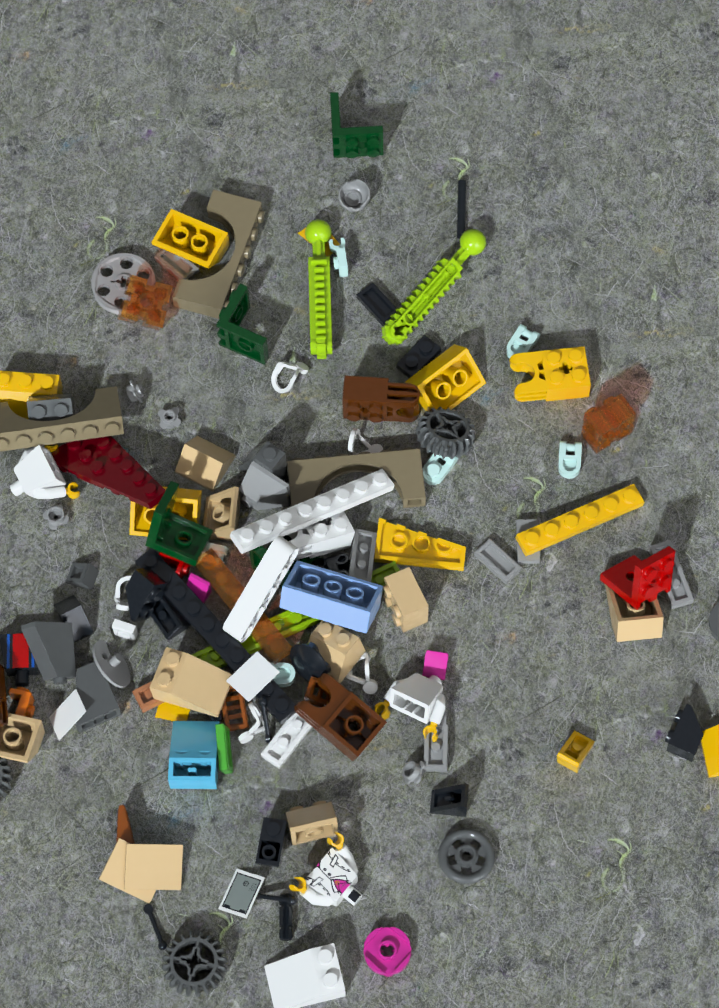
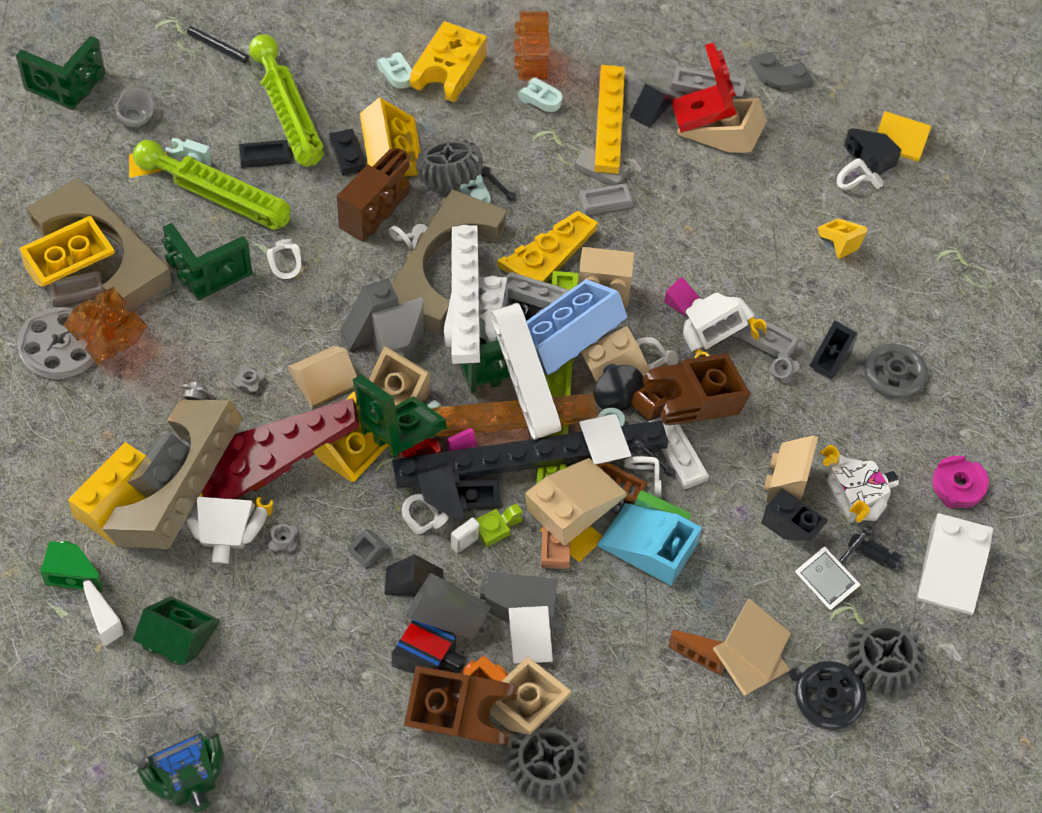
camera: 65 degrees left, 10 degrees down
(112, 667) = (499, 565): light grey piece -> none
(147, 644) = (495, 527): none -> lime plate
(150, 957) = (838, 672): none -> black plate
(466, 463) = (485, 172): none -> black hinge
(621, 543) = (651, 105): none -> black slope
(657, 752) = (874, 178): none -> white piece

